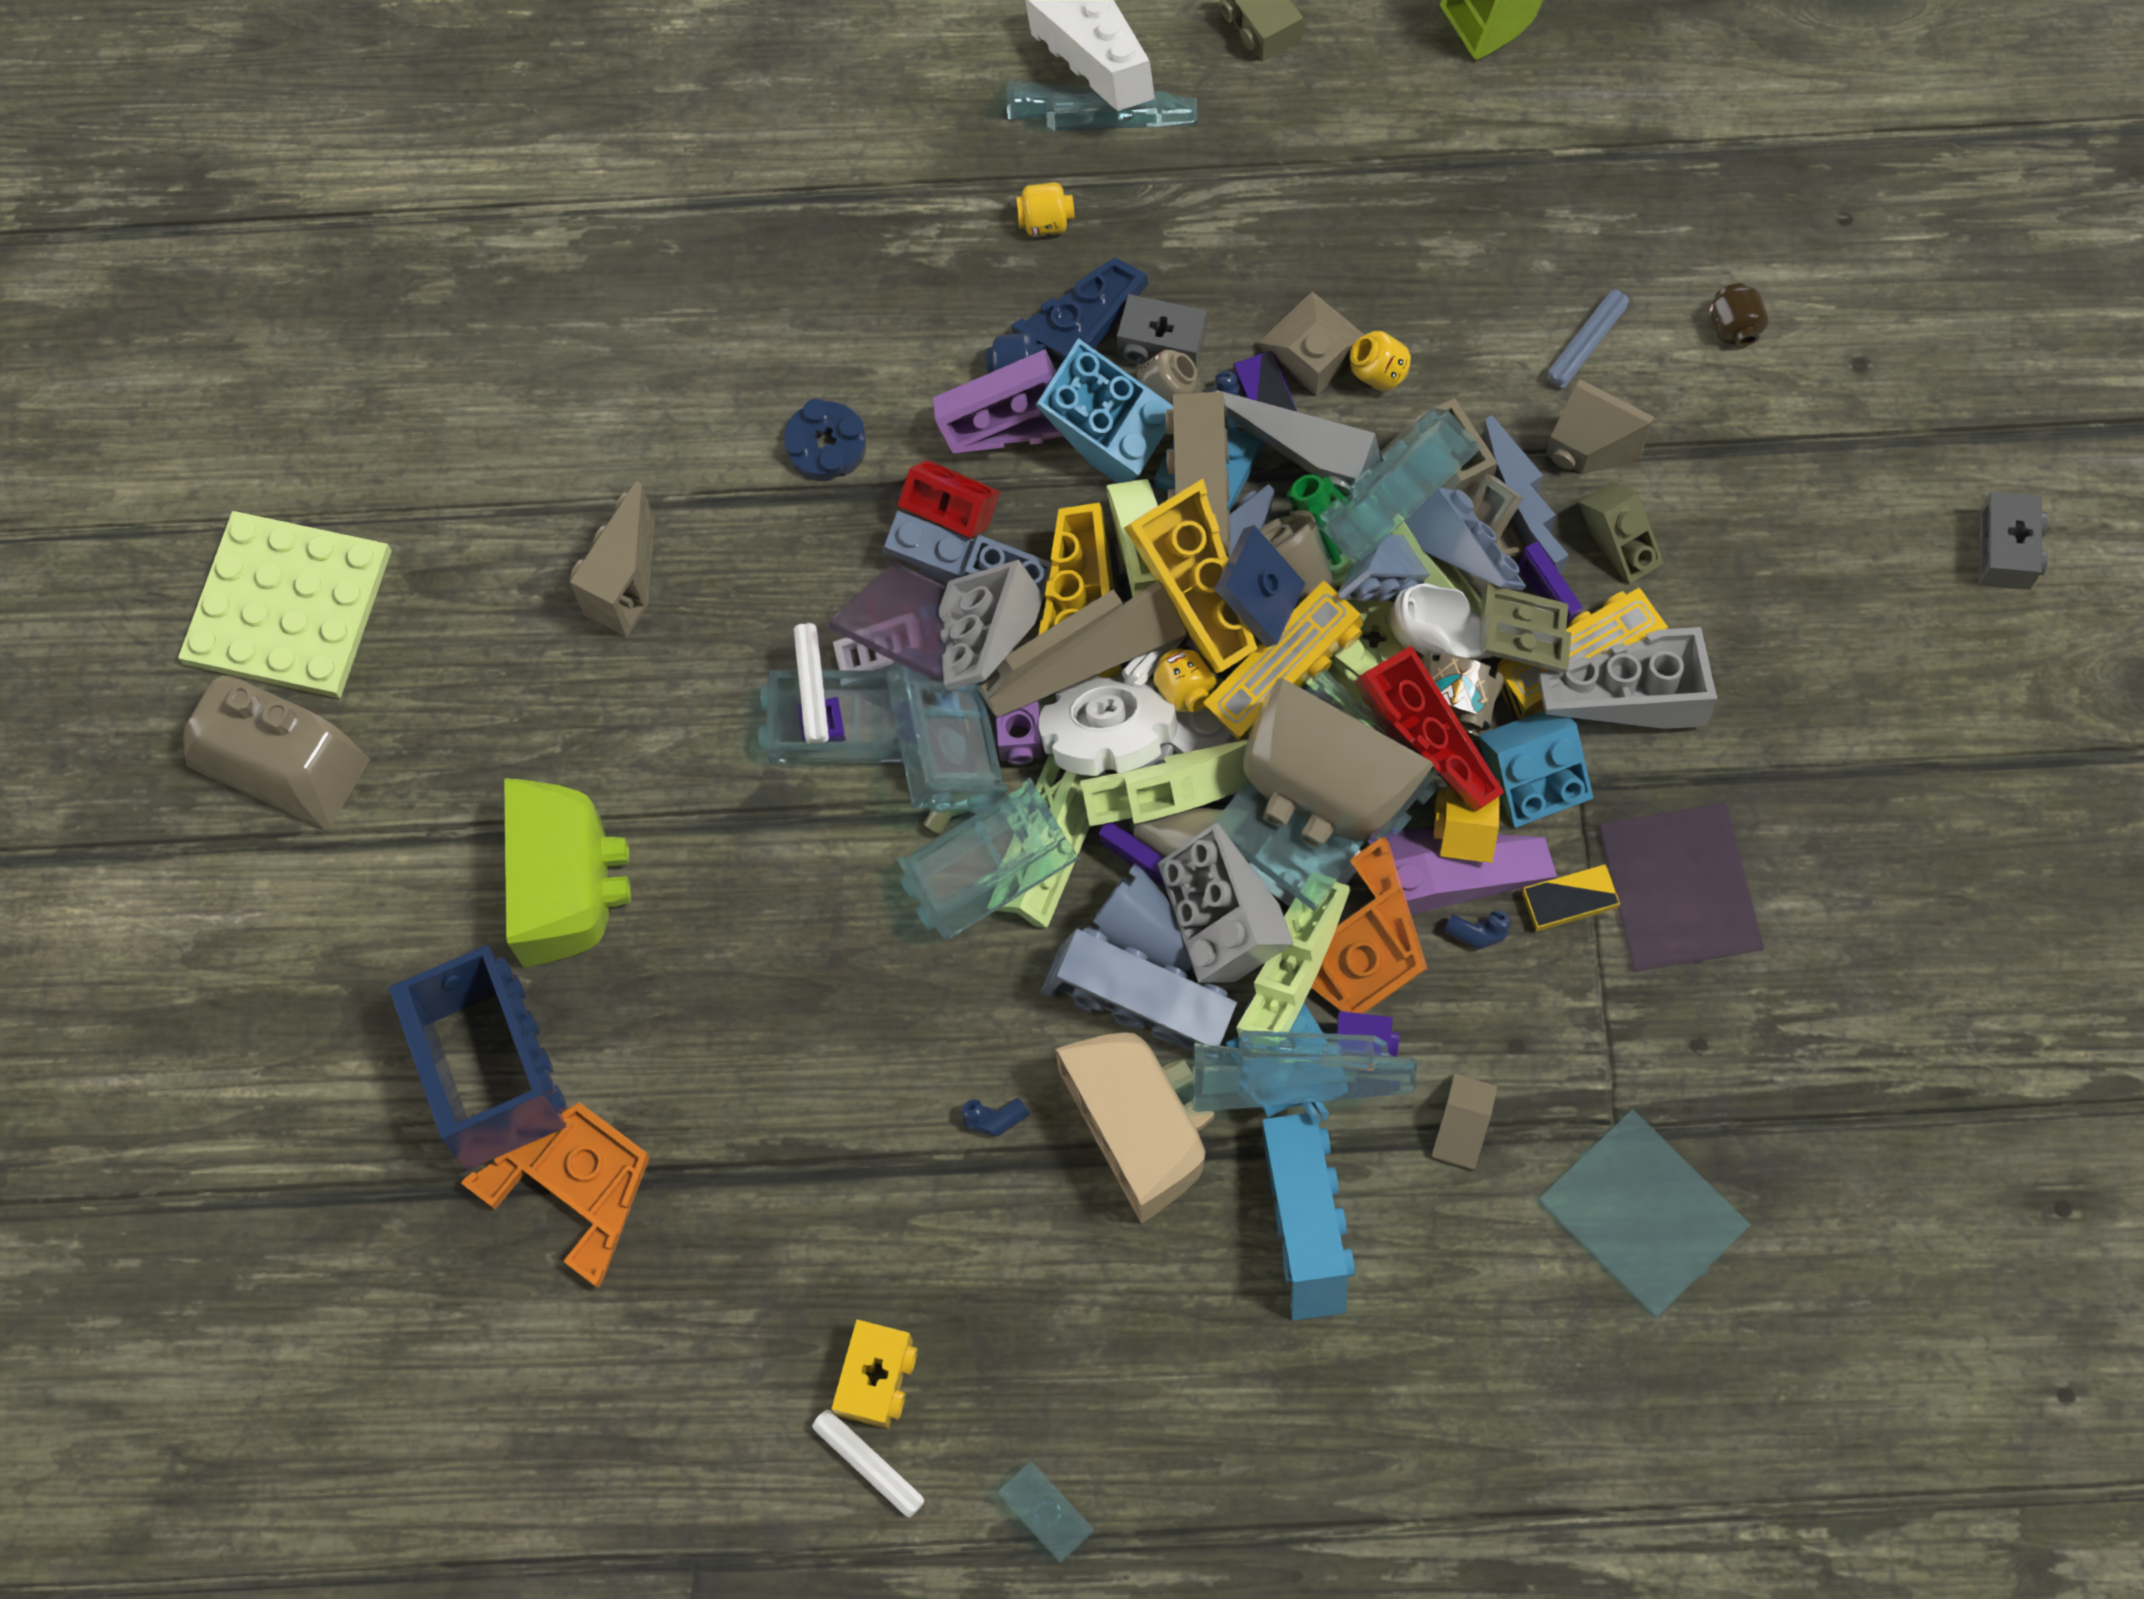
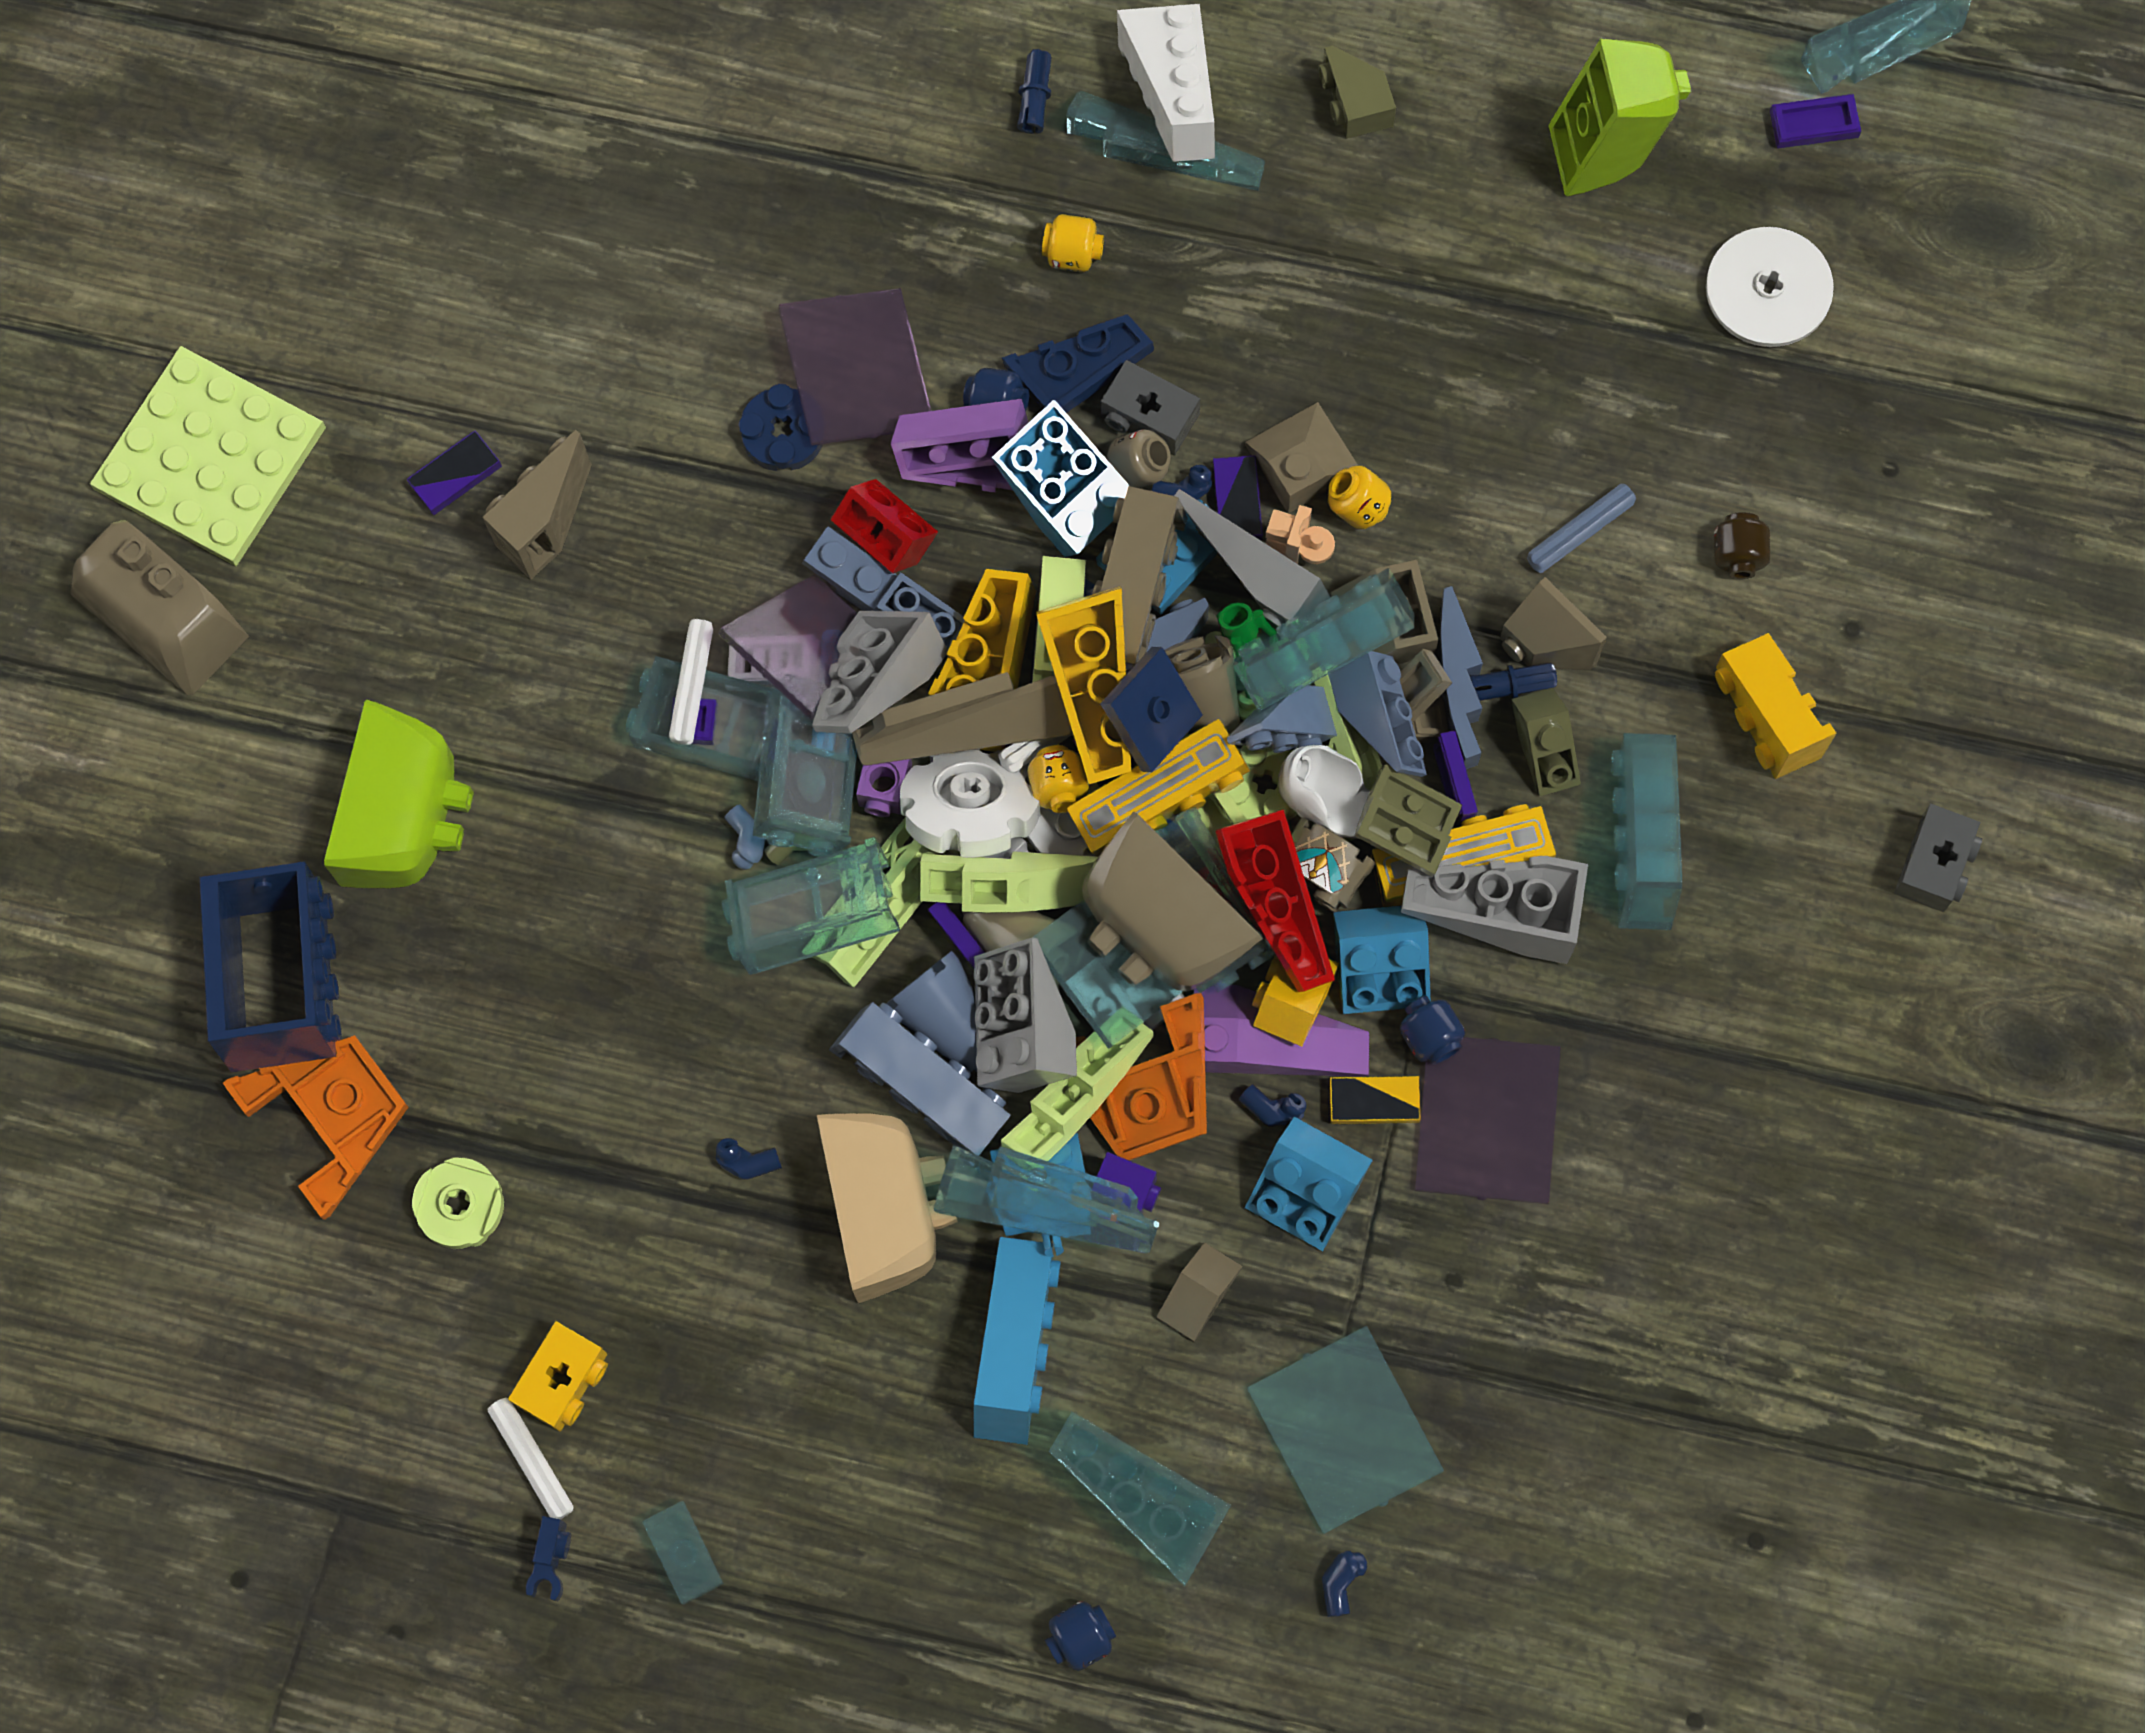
camera: 15 degrees right, 5 degrees up
(526, 559) = (454, 472): none -> tile
(744, 1253) = (446, 1181): none -> yellowish green plate
(875, 365) = (854, 364): none -> clear purple piece
(907, 818) = (749, 847): none -> sand blue arm
(915, 1542) = (551, 1545): none -> dark blue plate
(968, 89) = (1034, 92): none -> dark blue axle
(1330, 405) = (1294, 537): none -> light nougat hips
(1458, 1481) = (1080, 1635): none -> dark blue head
(1487, 1329) = (1154, 1502): none -> clear light blue wedge
(1536, 991) = (1308, 1183): none -> dark azure slope
(1577, 485) = (1515, 681): none -> dark blue axle
(1605, 817) = (1432, 1030): none -> dark blue head
(1686, 1354) = (1338, 1577): none -> dark blue arm
(1712, 85) = (1800, 292): none -> white piece
(1743, 587) = (1647, 831): none -> clear light blue wedge
(1817, 446) = (1772, 706): none -> yellow wedge

